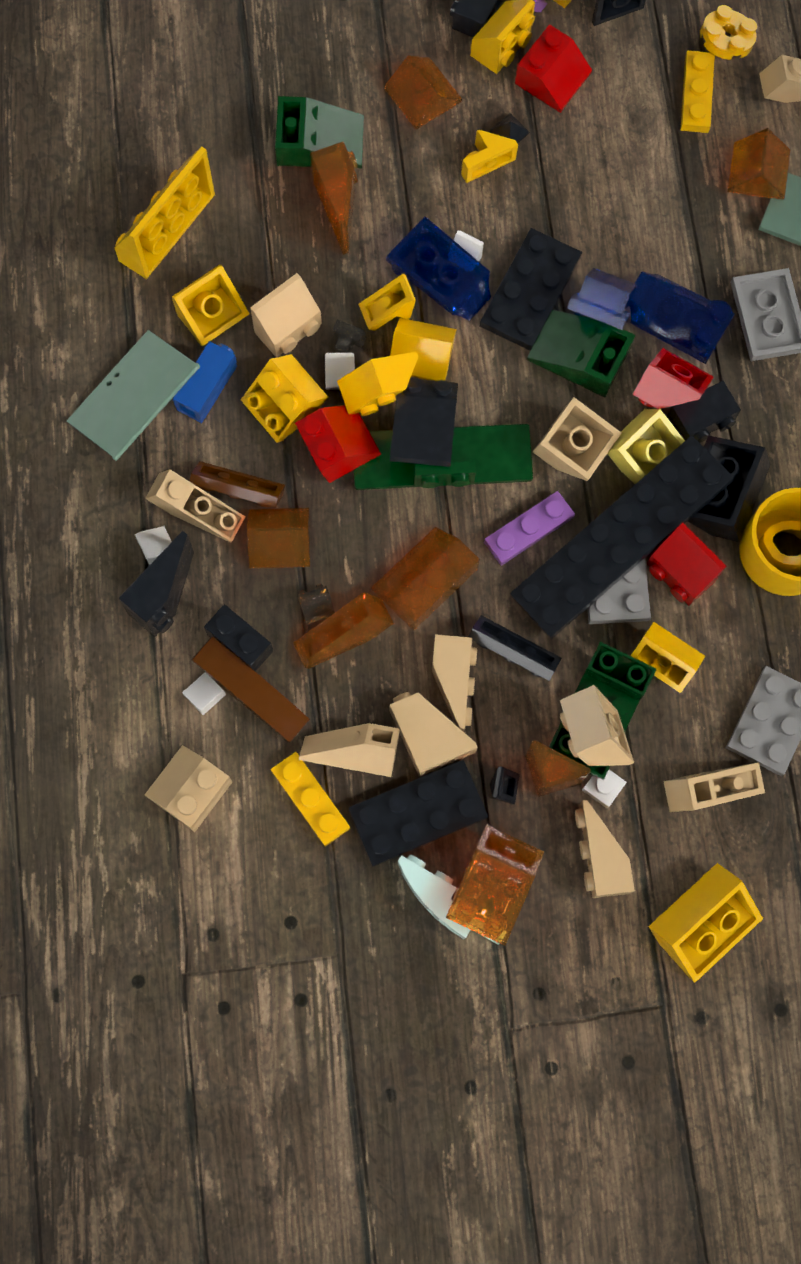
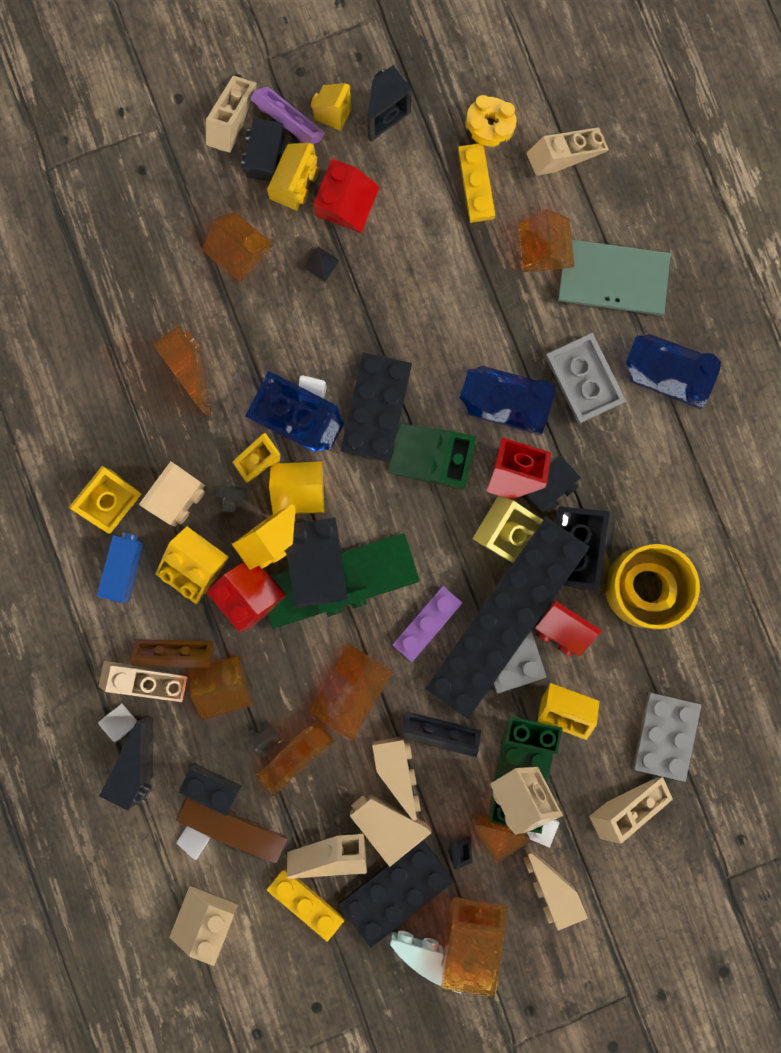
camera: 15 degrees left, 10 degrees up
(145, 385) = (67, 592): sand green container -> none
(167, 216) = (44, 428): yellow slope -> none
(311, 125) = (152, 312): dark green slope -> none
(336, 367) = (231, 527): white slope -> none
(492, 153) = (313, 290): yellow slope -> none
(577, 441) = (449, 541): tan slope -> none
(604, 298) = (441, 409): clear blue plate -> none
(706, 921) = (648, 922): yellow slope -> none

